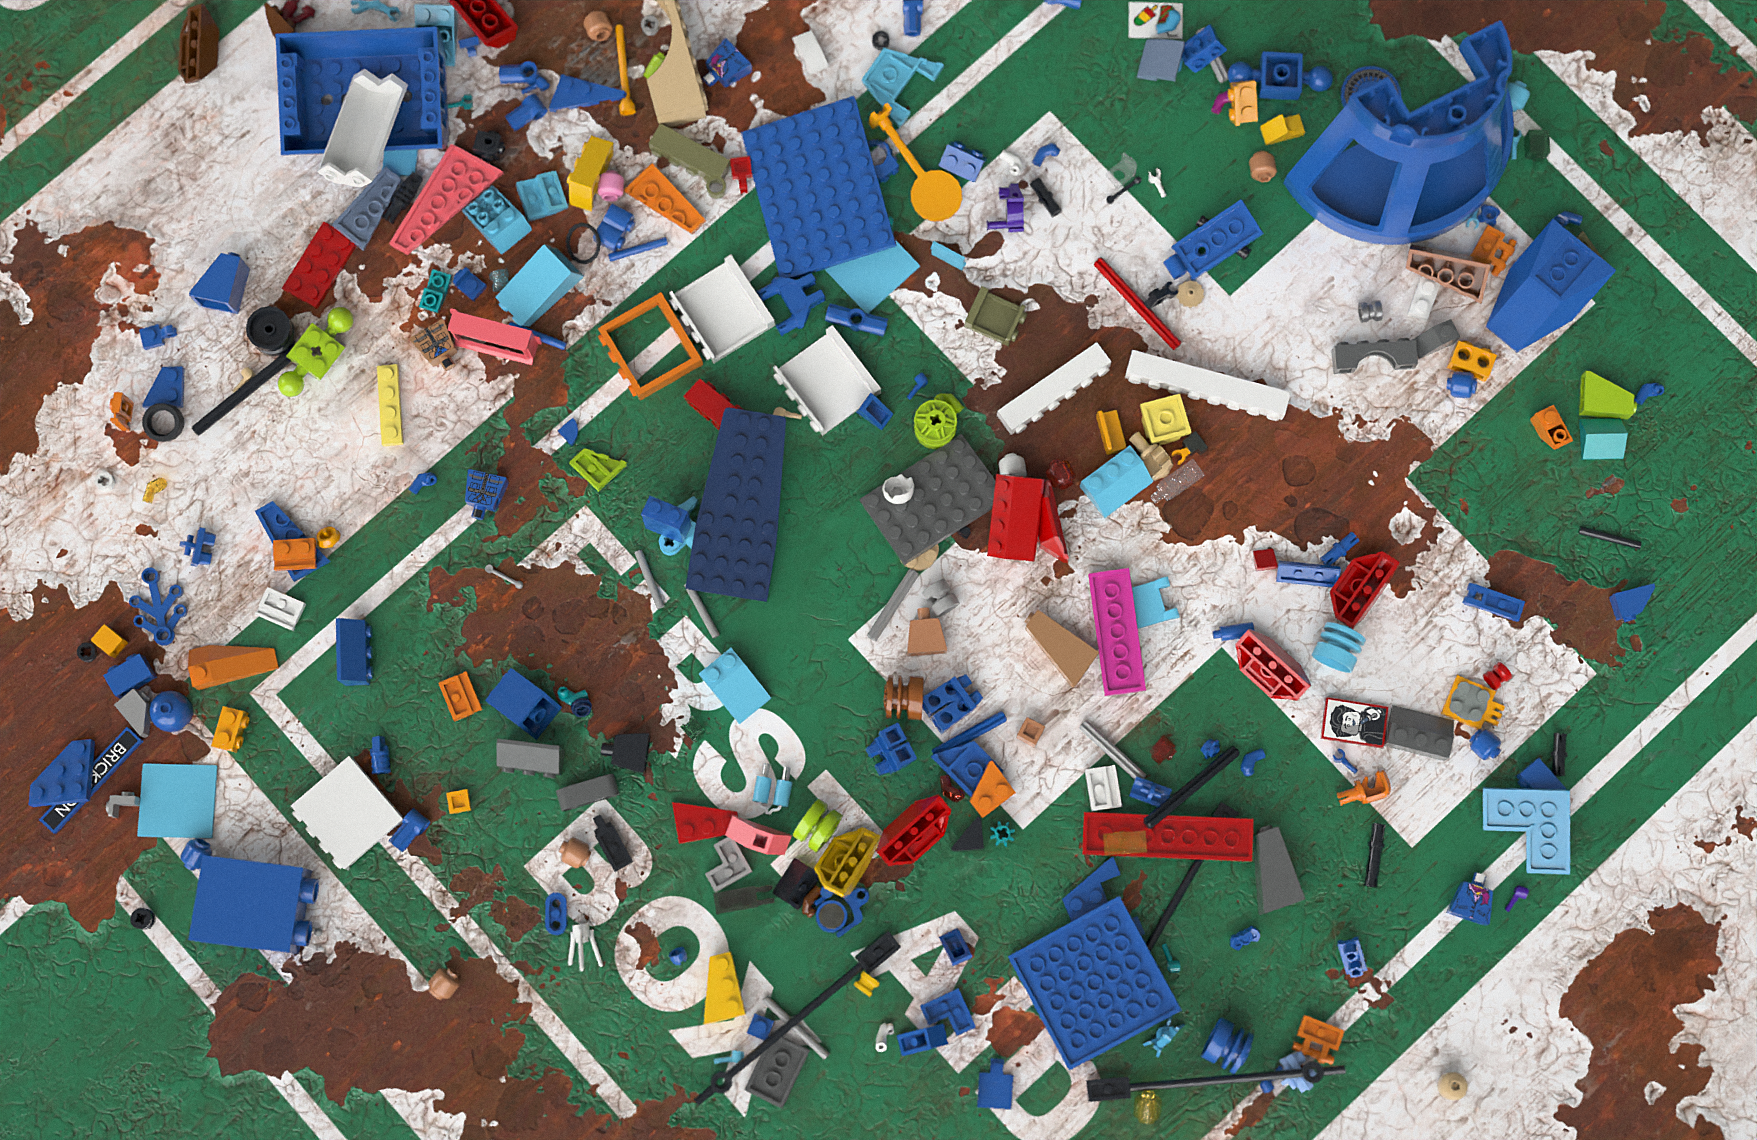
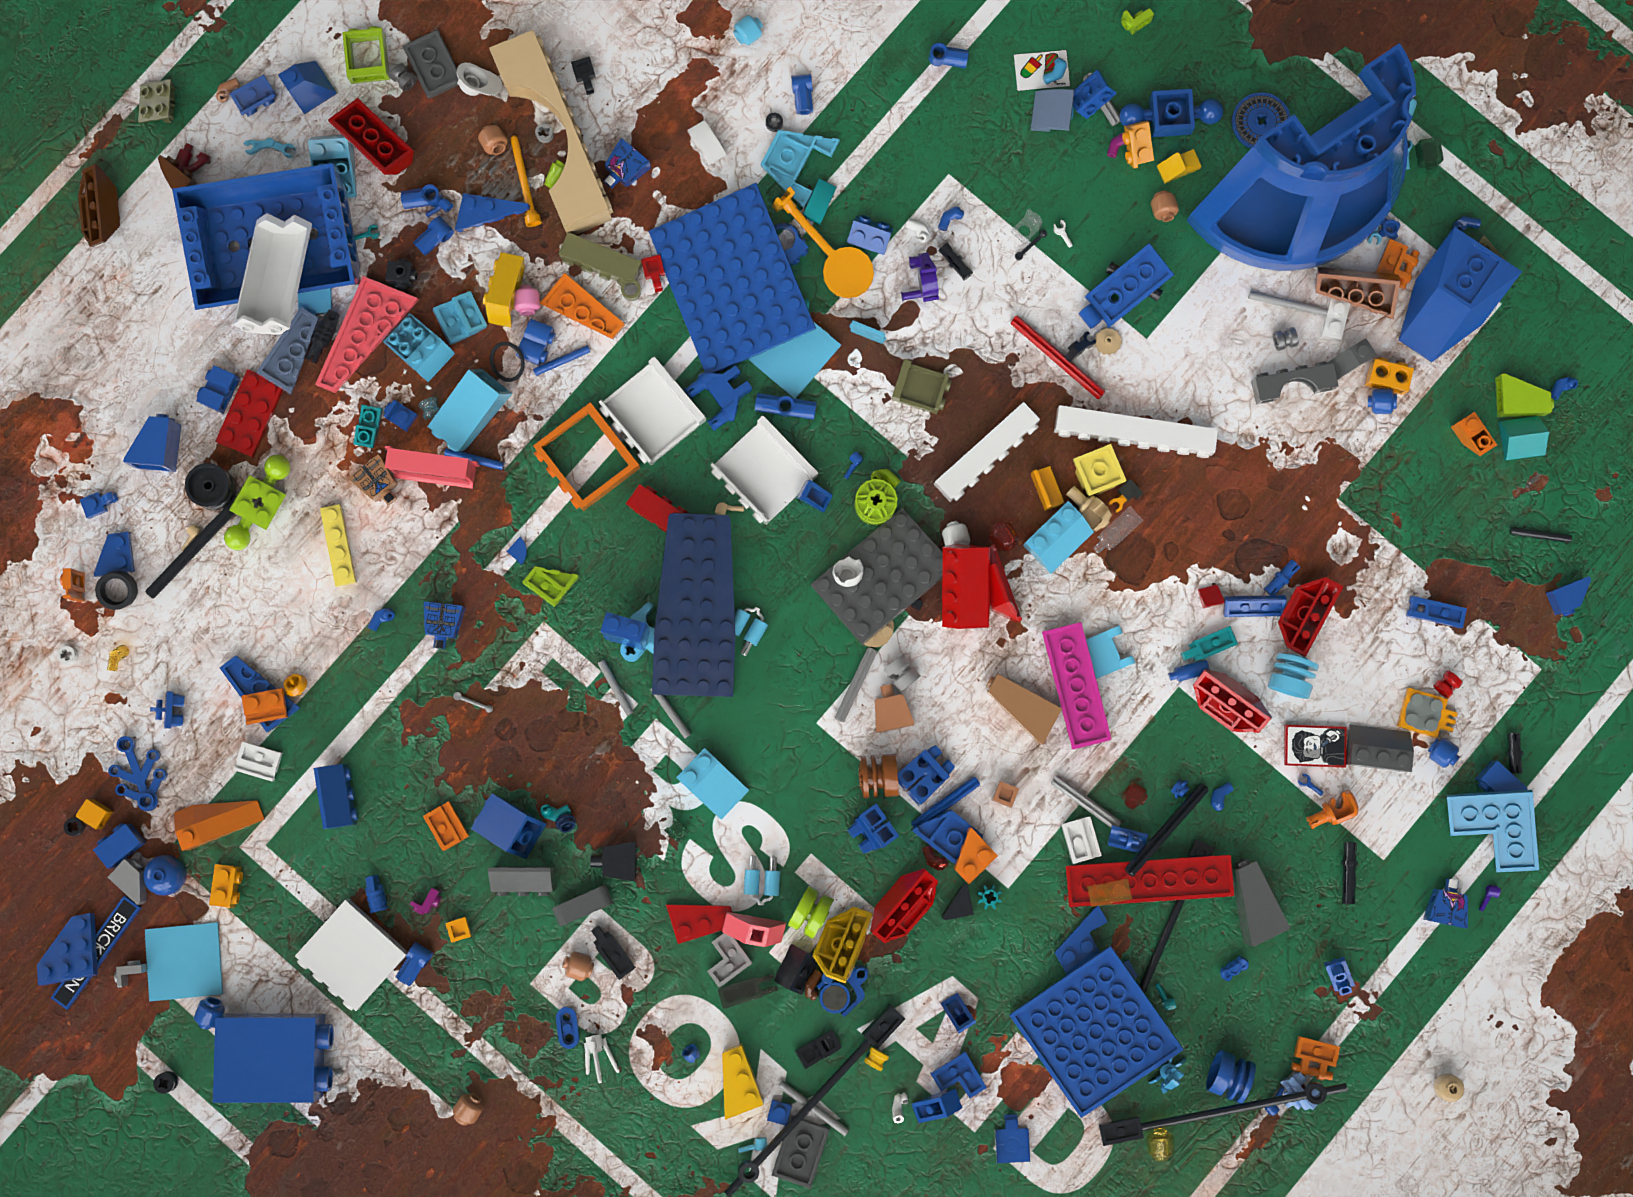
camera: 10 degrees left, 5 degrees up
(292, 237) = (218, 389): none -> blue brick
(435, 769) = (432, 900): none -> magenta bracket
(470, 44) = (368, 173): blue tile -> none
(797, 540) = (755, 631): none -> medium azure piece
(808, 967) = (818, 1049): none -> black slope
(916, 122) = (819, 201): none -> teal slope
(1258, 607) = (1211, 644): none -> teal hinge
(1377, 277) = (1288, 303): none -> light grey bar

